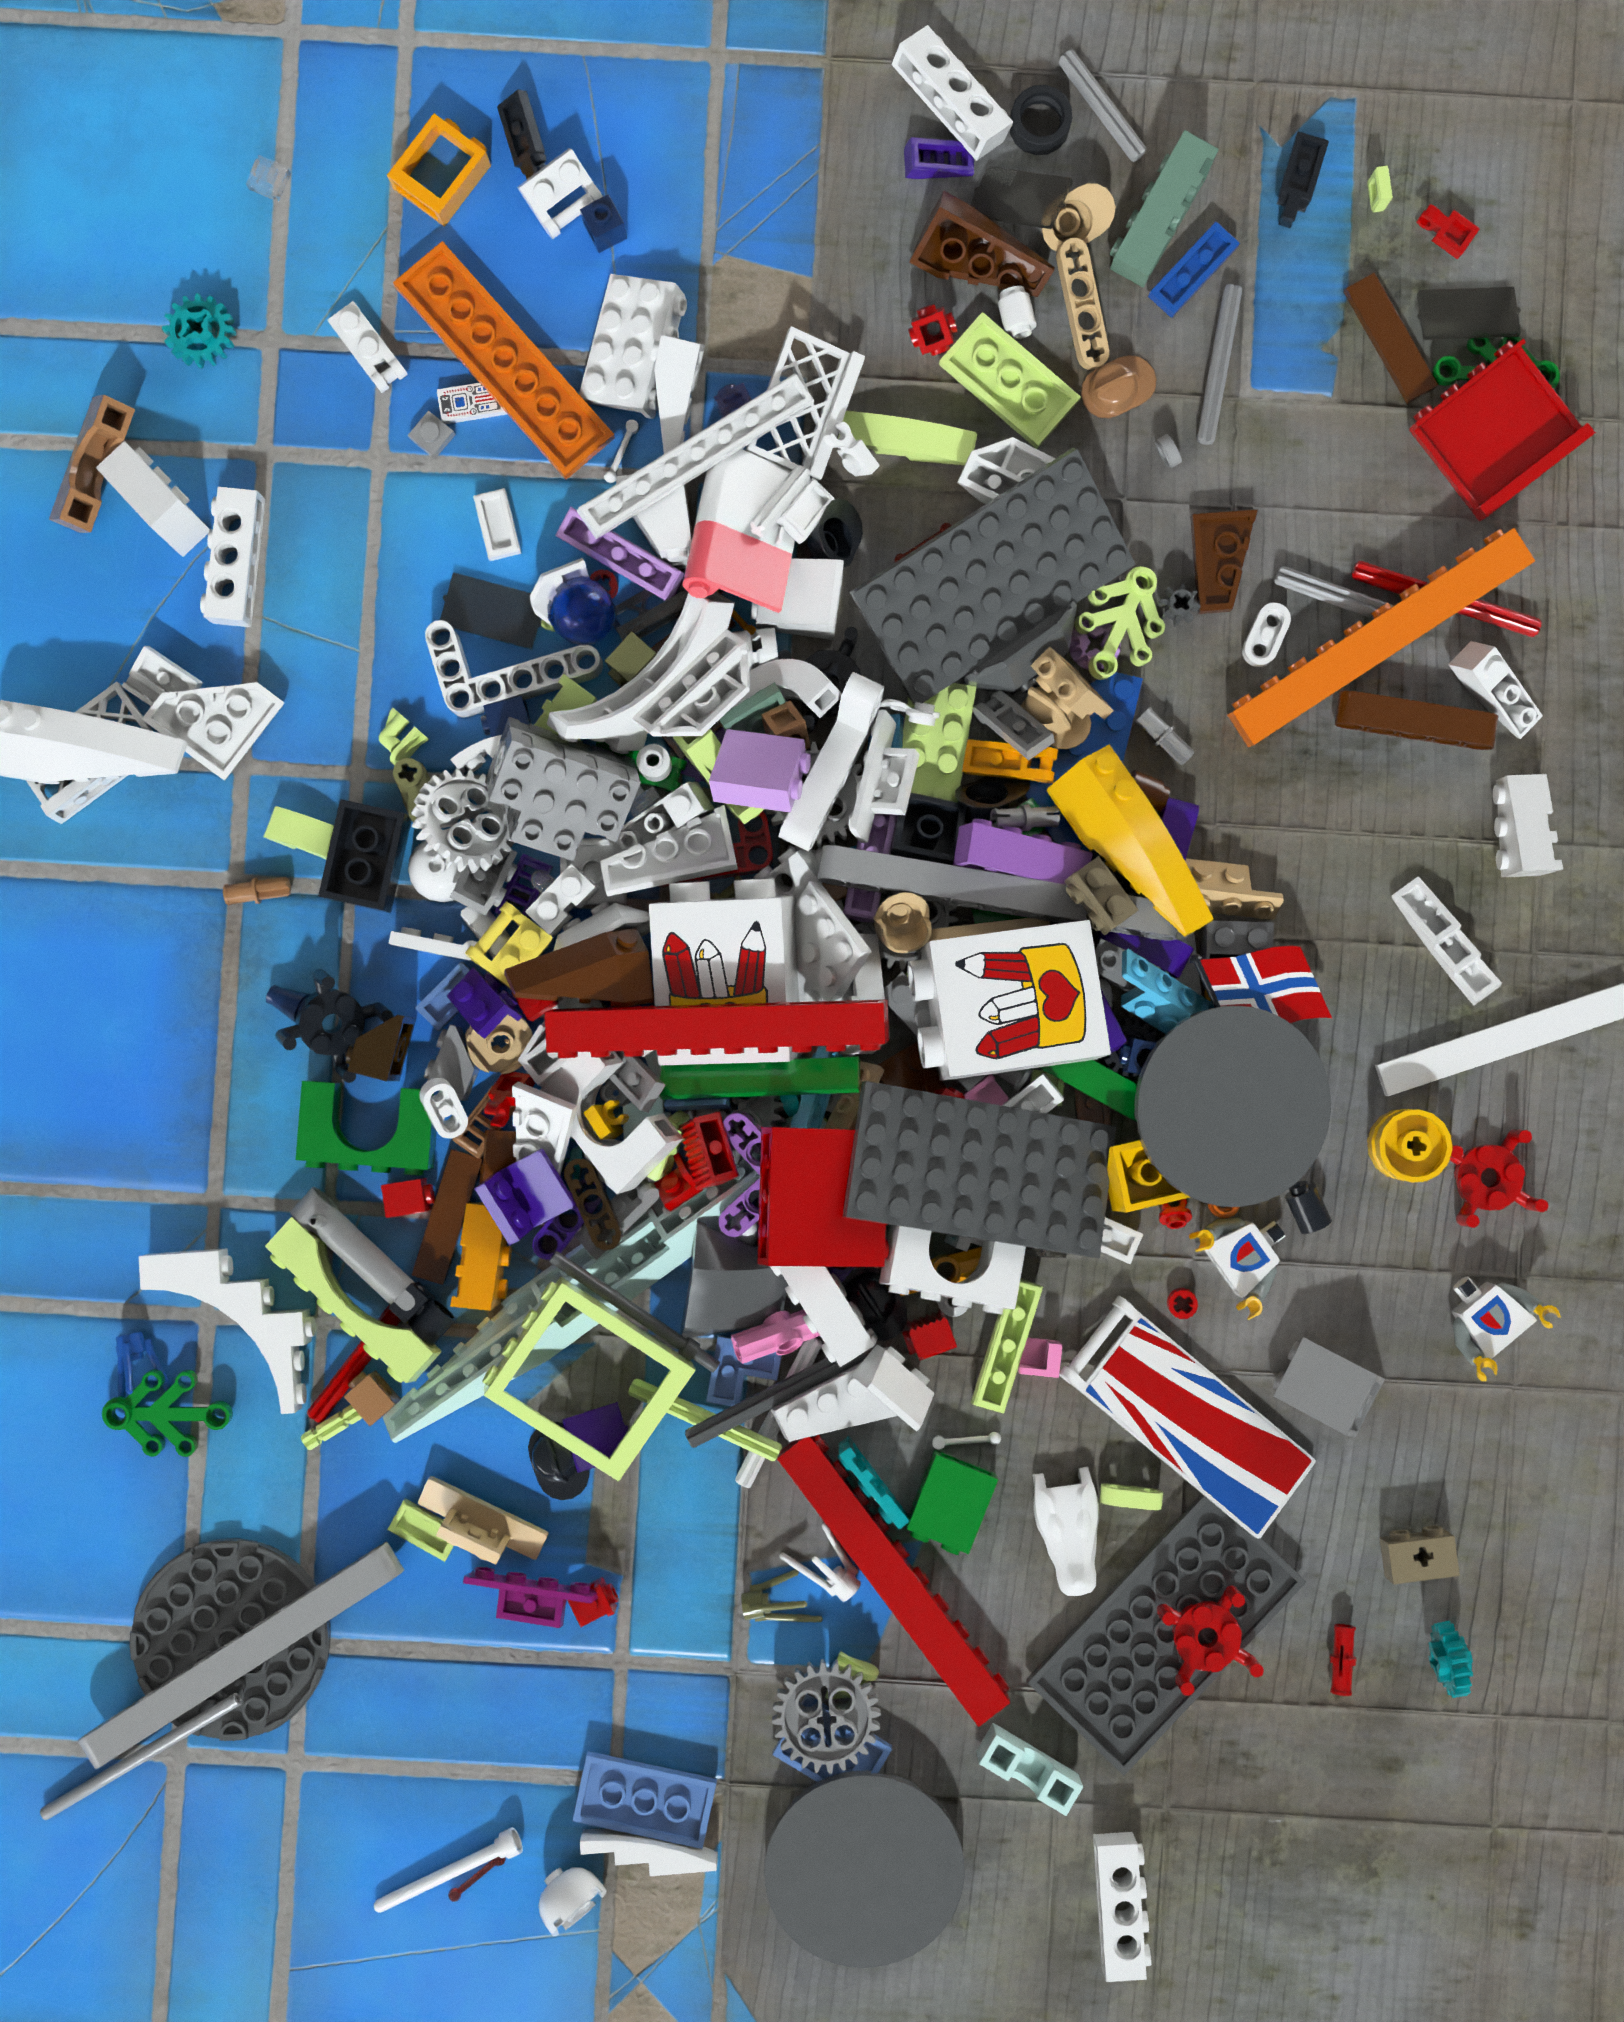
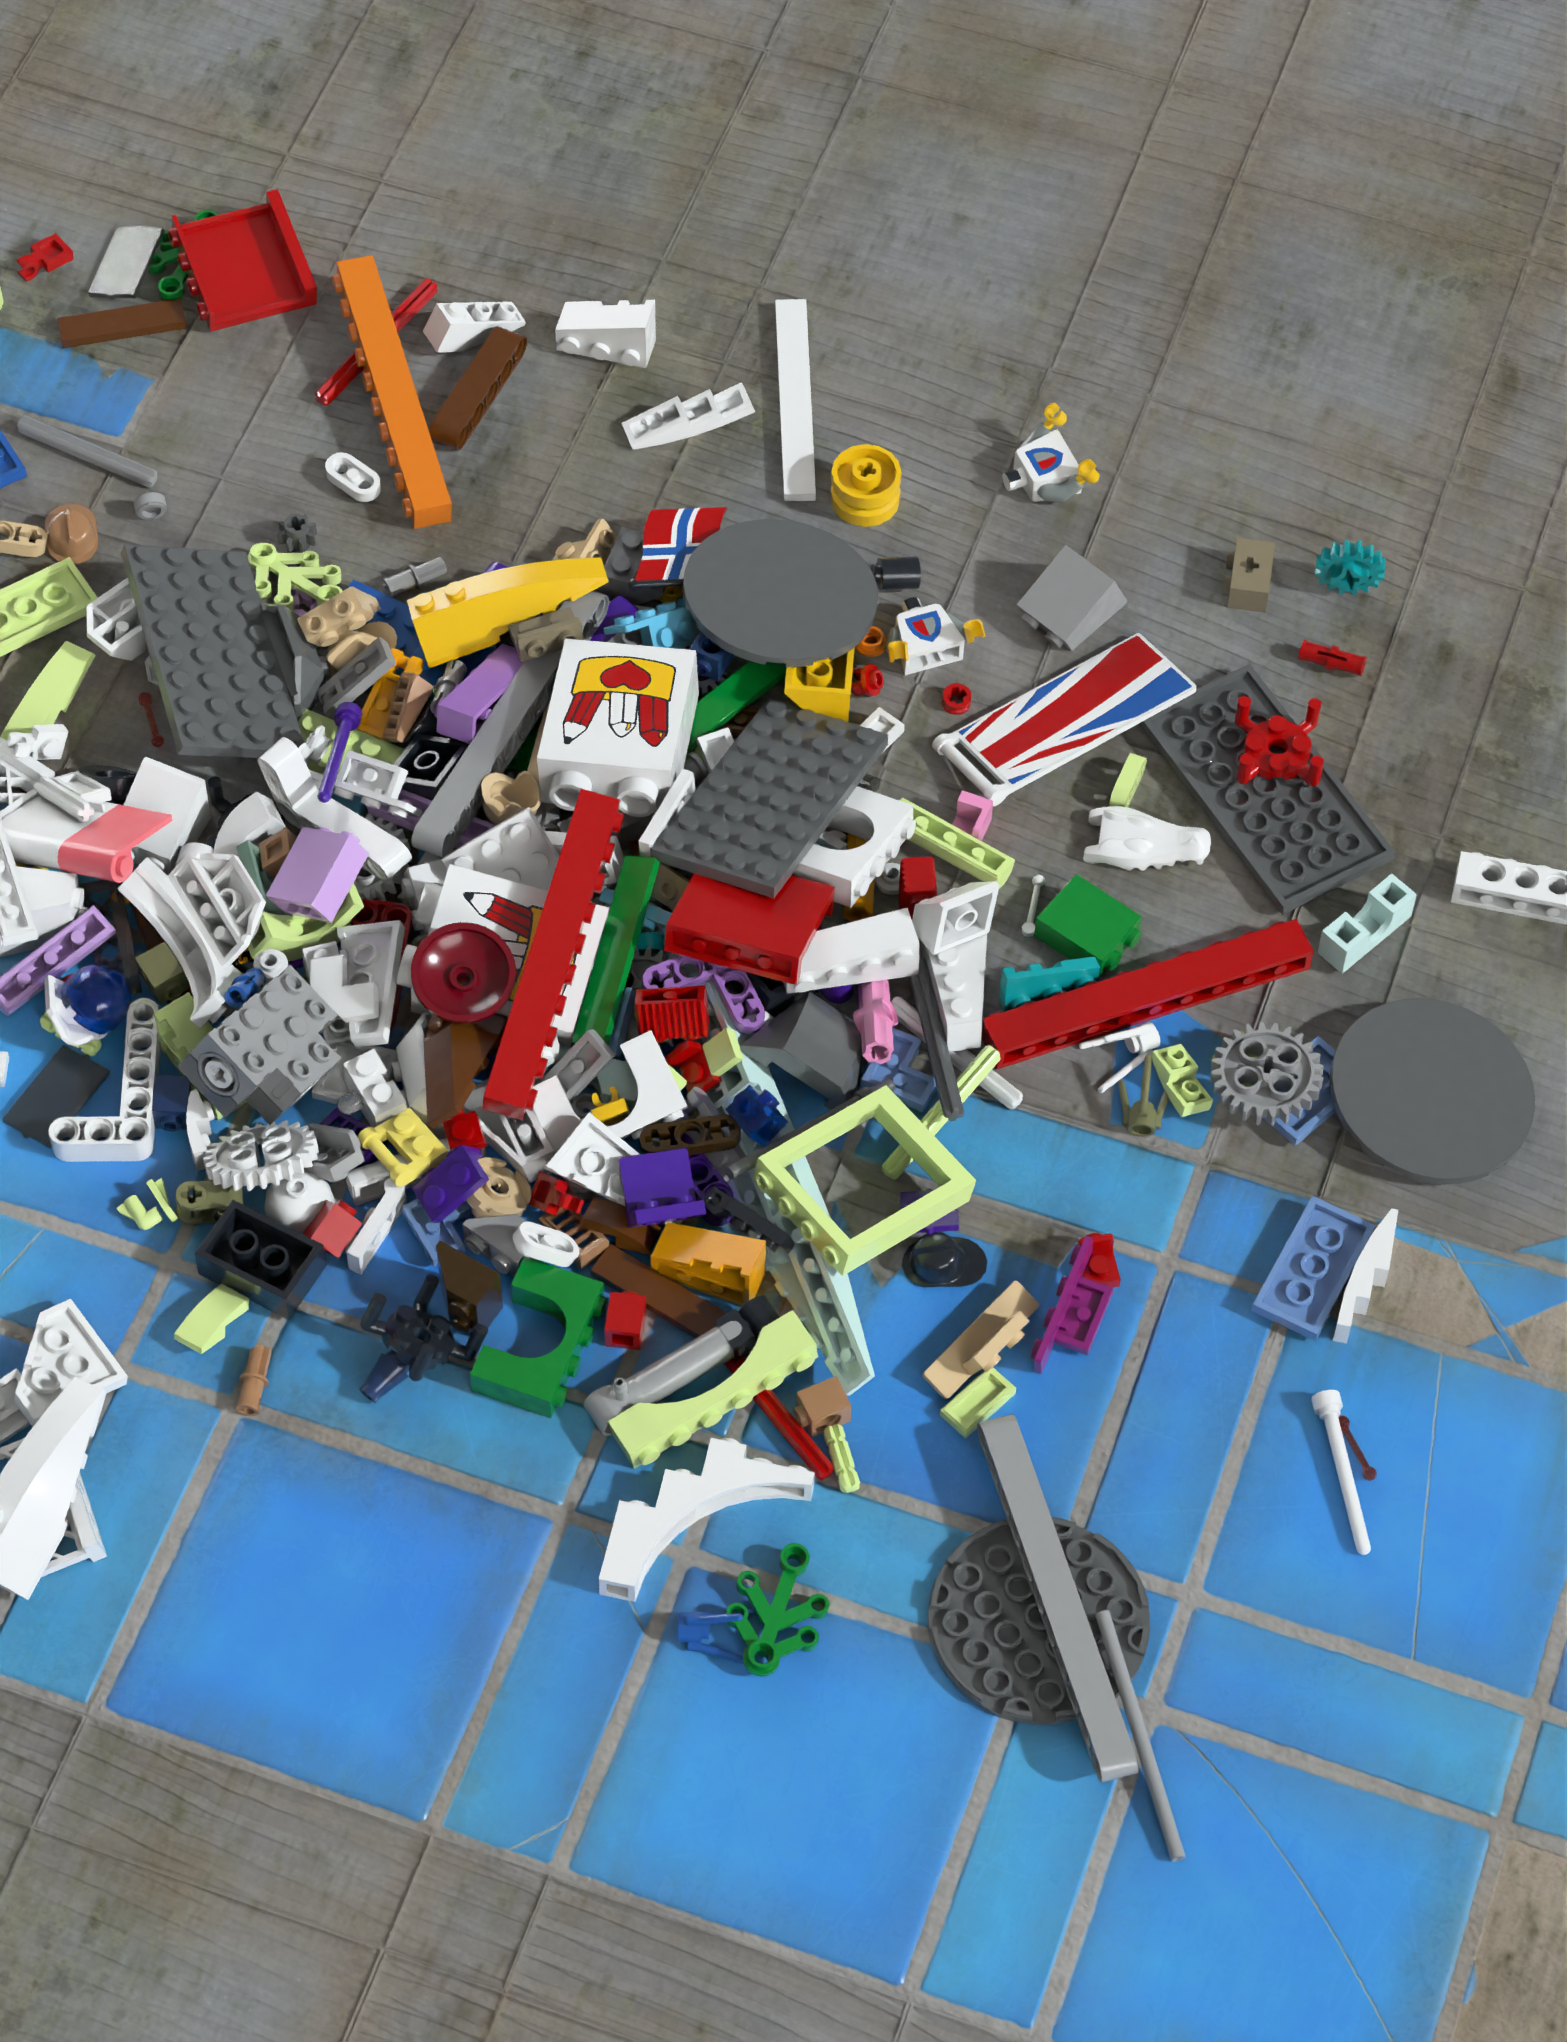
camera: 75 degrees left, 30 degrees down
(413, 909) = (333, 1227): none -> brick
(519, 1284) = (746, 1219): none -> black hinge
(568, 1897) = (1393, 1355): white cylinder -> none
(606, 749) = (242, 985): none -> blue pin
(627, 1260) = (757, 1114): none -> clear blue brick
(642, 958) = (467, 952): none -> dark red dish
(647, 823) = (349, 1002): none -> white tile
(689, 1207) = (722, 1052): none -> yellowish green tile
(808, 1628) = (1178, 1077): none -> yellowish green slope
(918, 1082) = (674, 801): none -> white tile
(967, 732) = (346, 719): none -> dark purple piece
(993, 785) = (406, 706): none -> medium nougat slope
(1219, 555) = (260, 493): reddish brown wing -> none
(1327, 591) = (333, 424): light grey axle -> none
(1508, 1181) = (919, 425): red plate -> none

